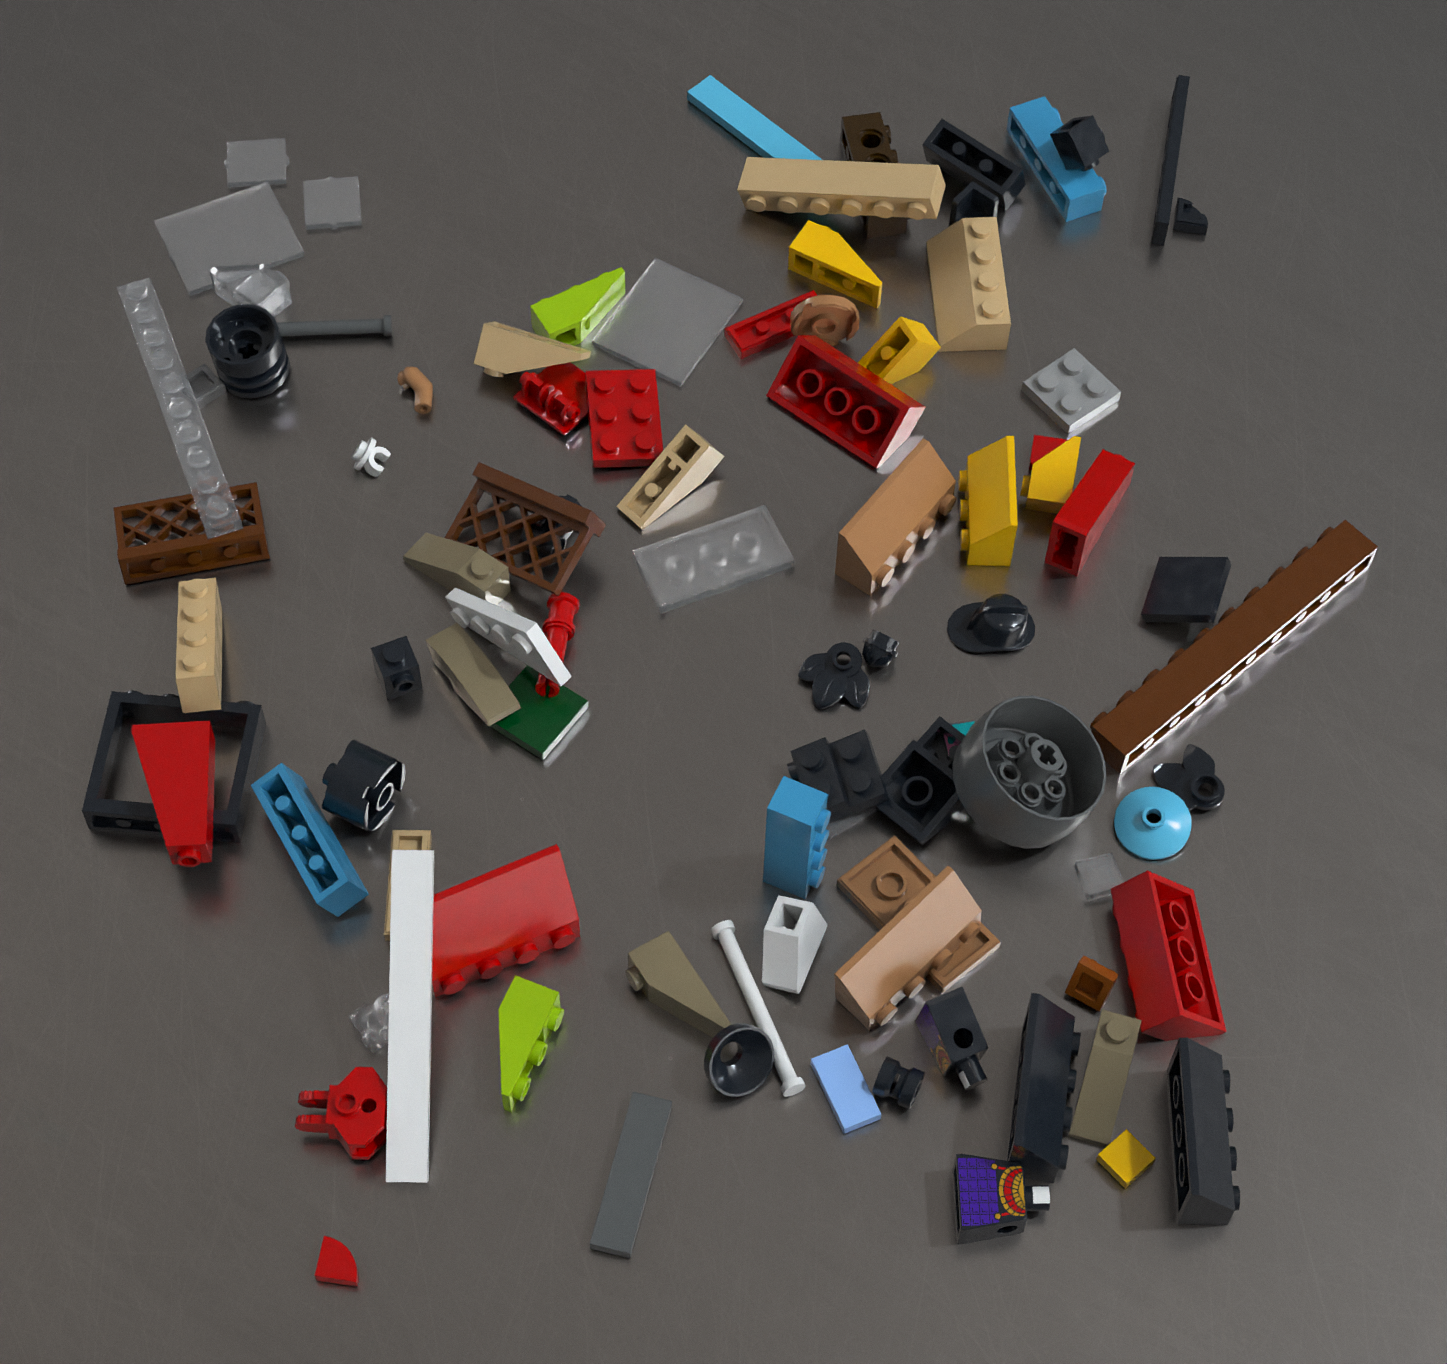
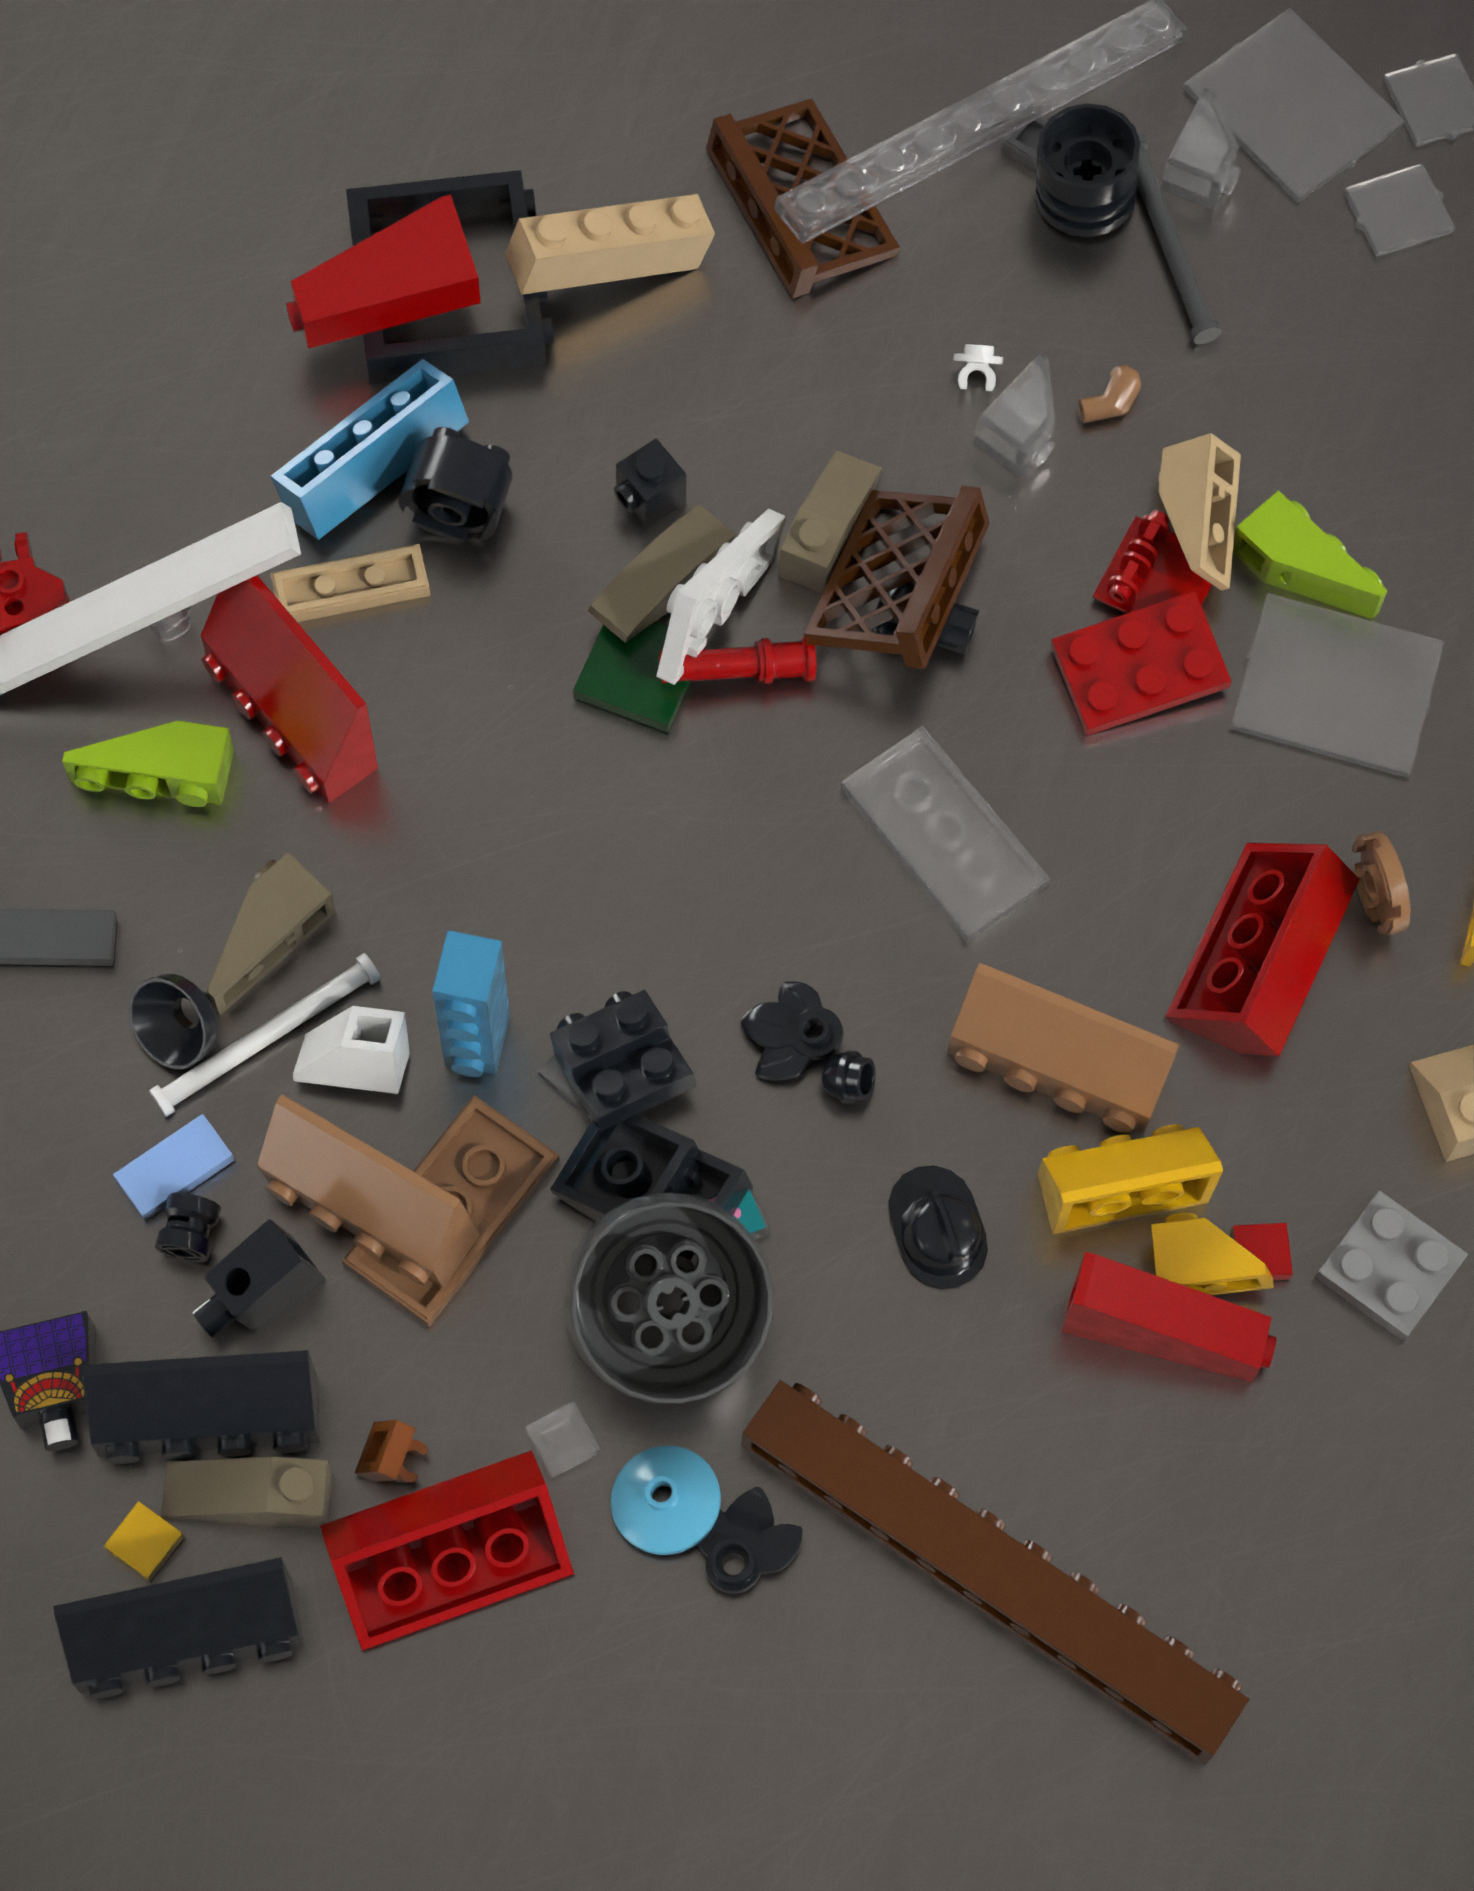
camera: 75 degrees right, 10 degrees up
(421, 438) = (1021, 420): none -> clear slope
(670, 477) = (1059, 746): tan slope -> none
(763, 328) = (1360, 809): red tile -> none
(901, 351) = (1371, 1003): yellow slope -> none
(1186, 589) = (1064, 1483): black tile -> none

